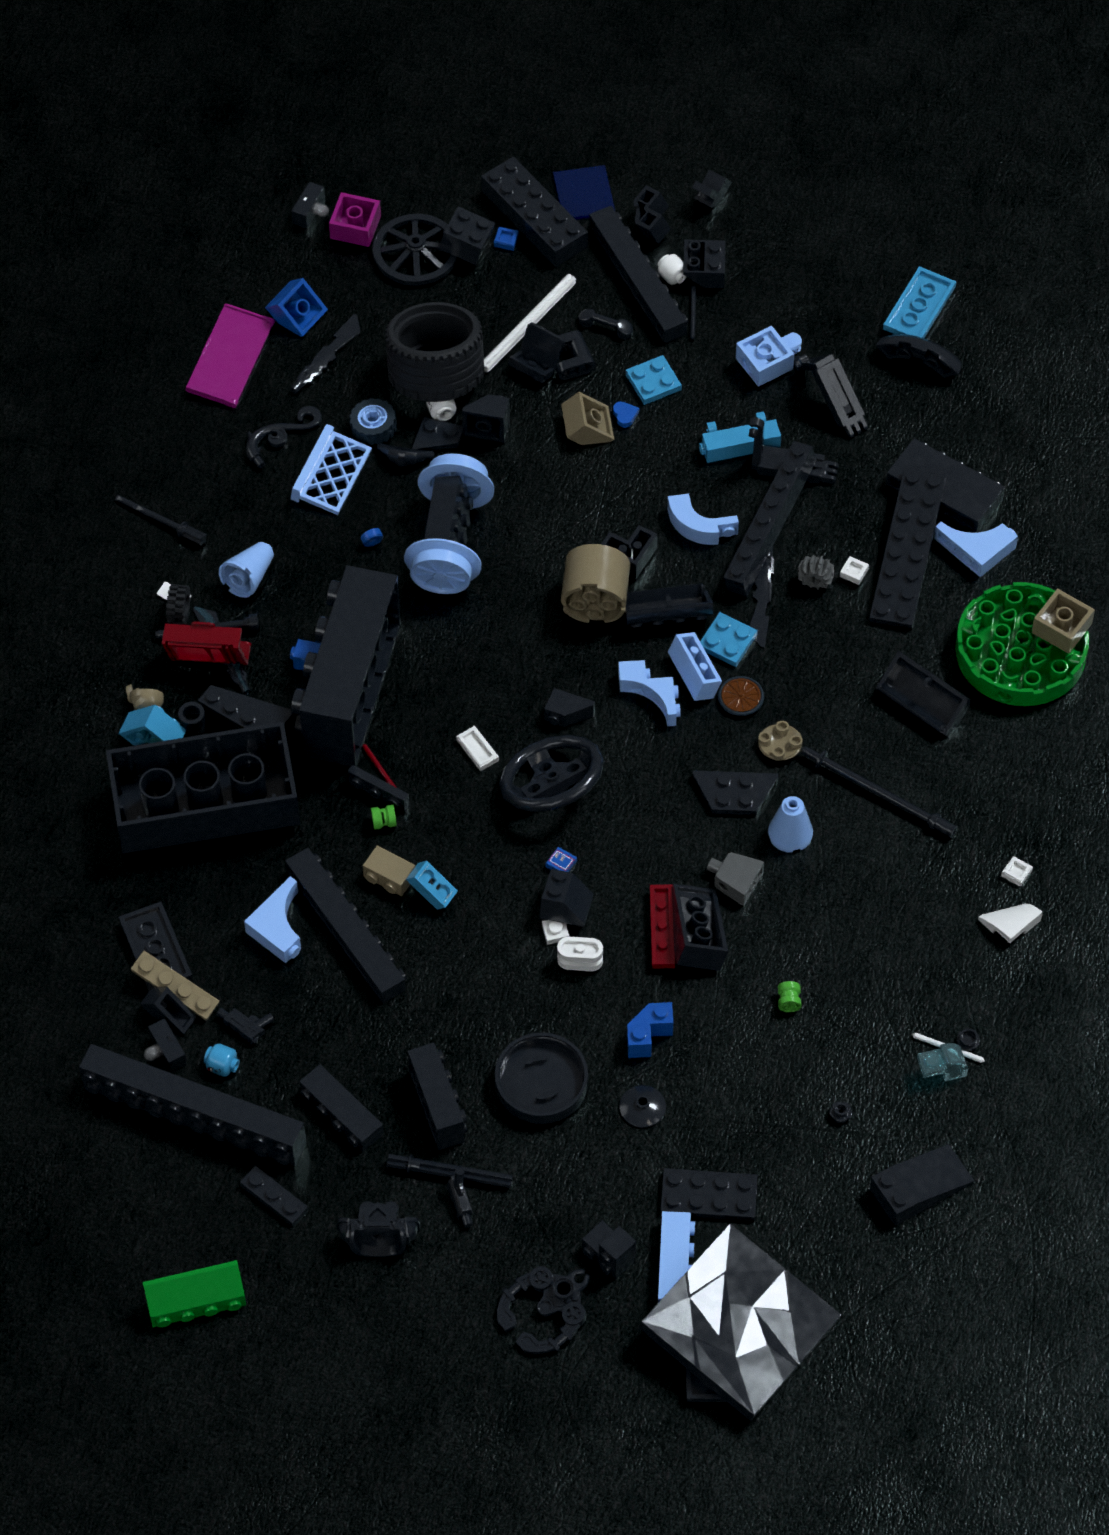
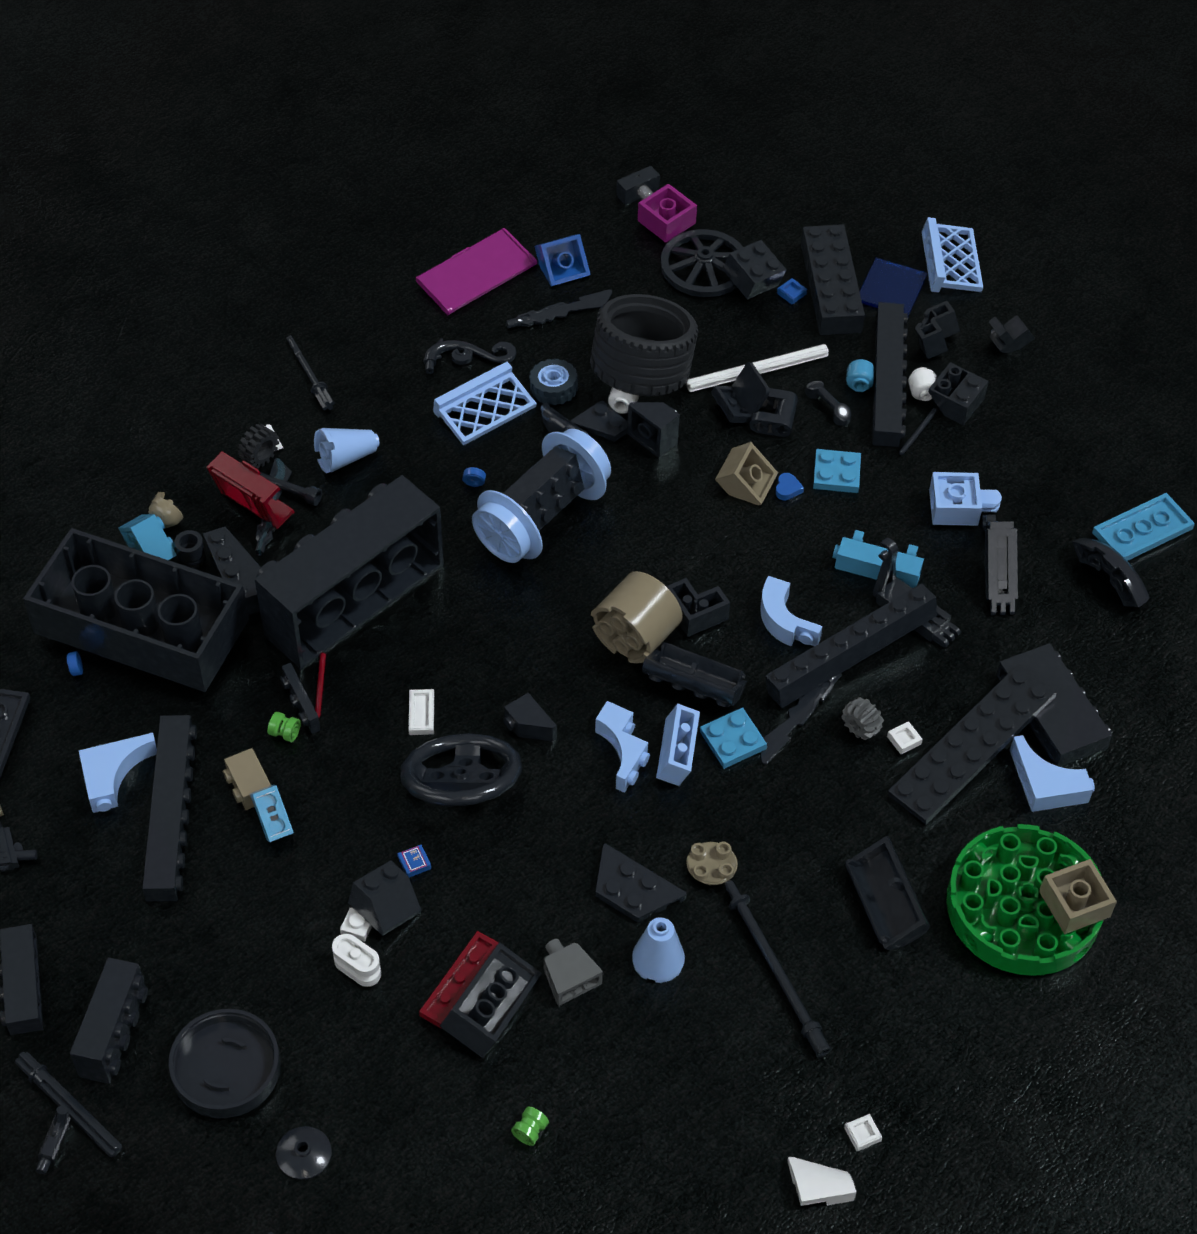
camera: 30 degrees right, 5 degrees down
(176, 859) = (74, 663): none -> blue tile
(603, 146) = (936, 256): none -> light blue fence
(616, 286) = (860, 375): none -> dark azure head
(653, 1020) = (368, 1068): blue brick -> none
(741, 696) = (706, 798): reddish brown wheel -> none

